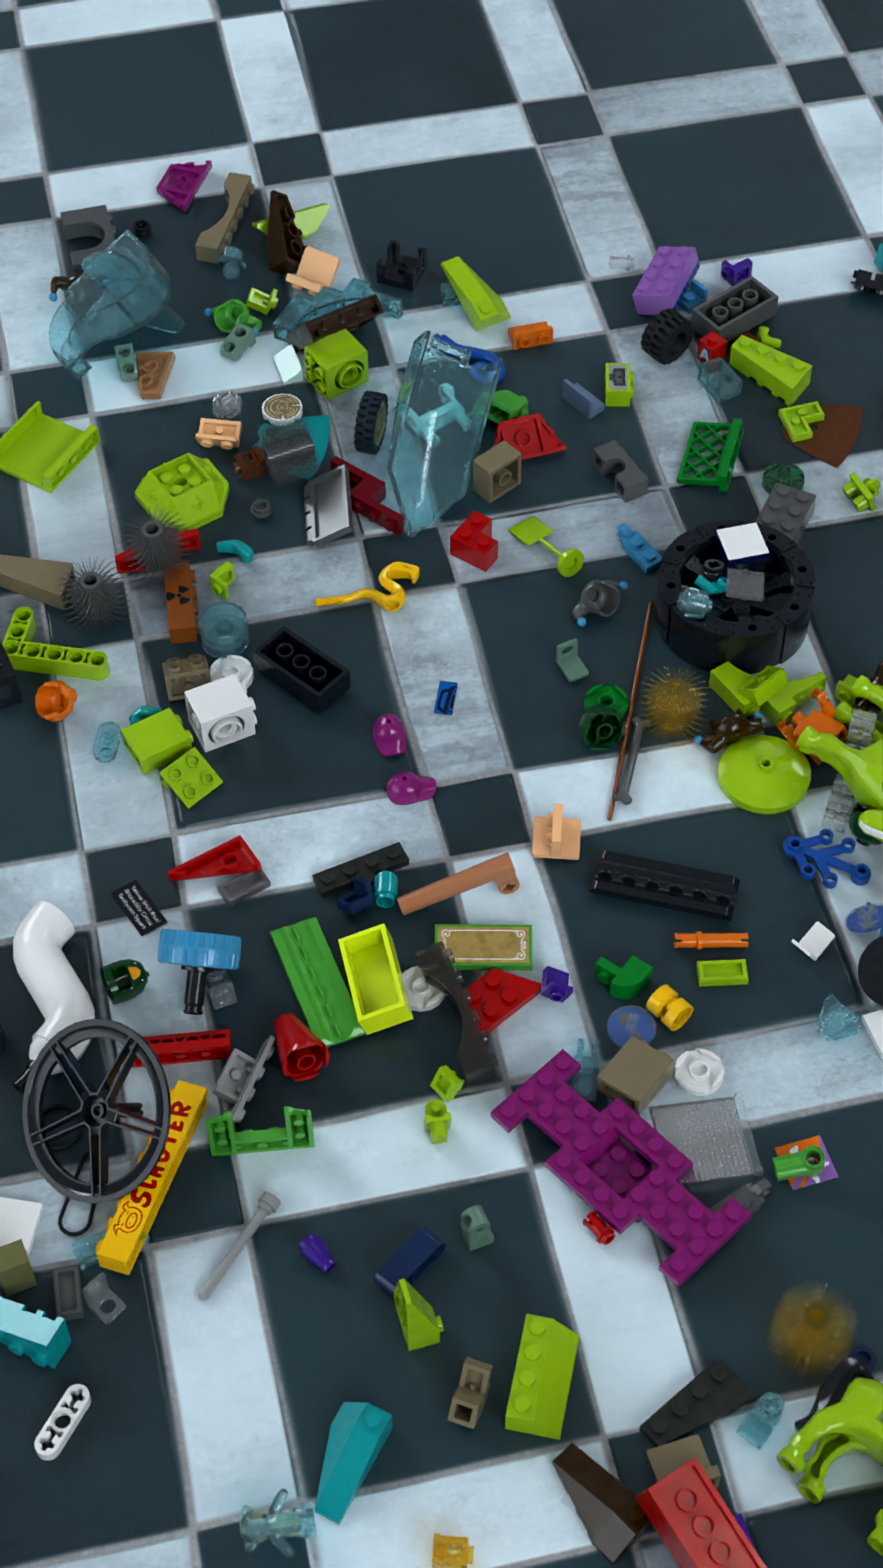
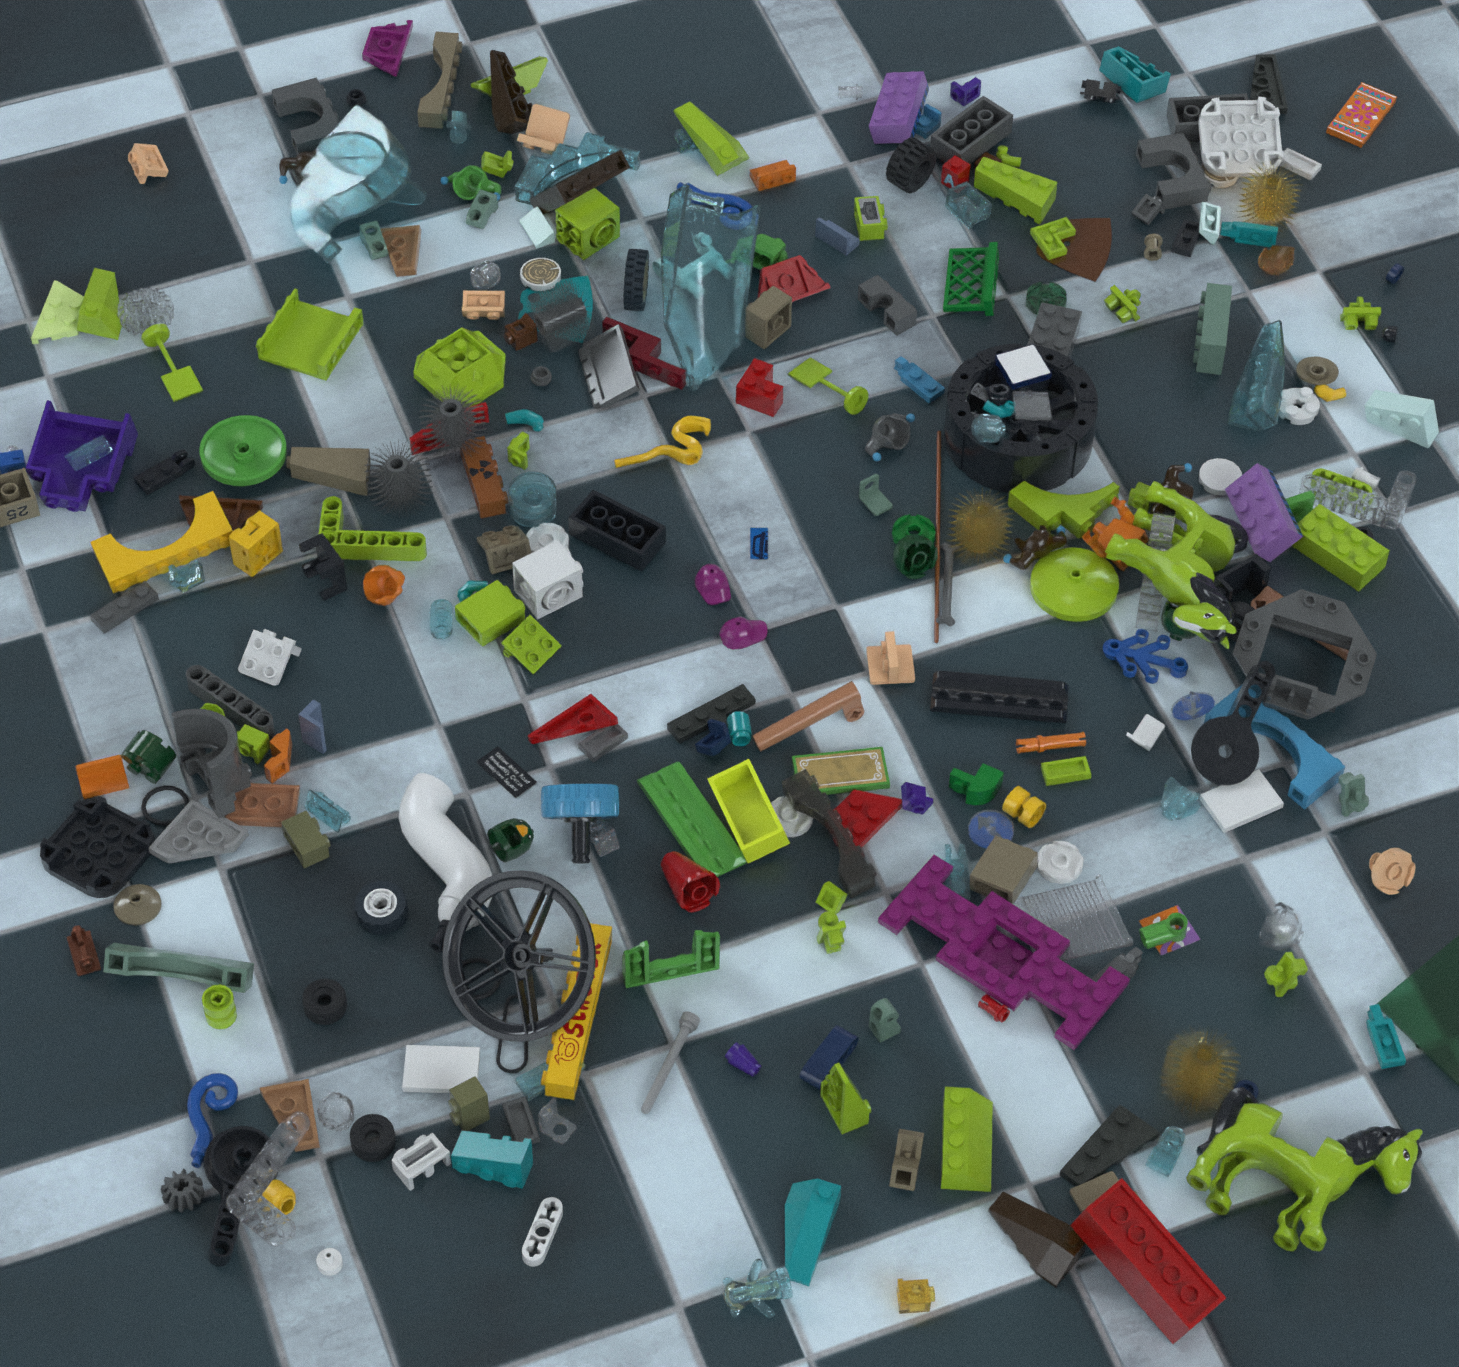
camera: 10 degrees left, 0 degrees up
(190, 1047) = (587, 892): red fence -> none
(240, 1075) = (640, 911): light grey bracket -> none
(401, 270) = (630, 119): black panel -> none
(764, 685) = (1062, 499): lime slope -> none

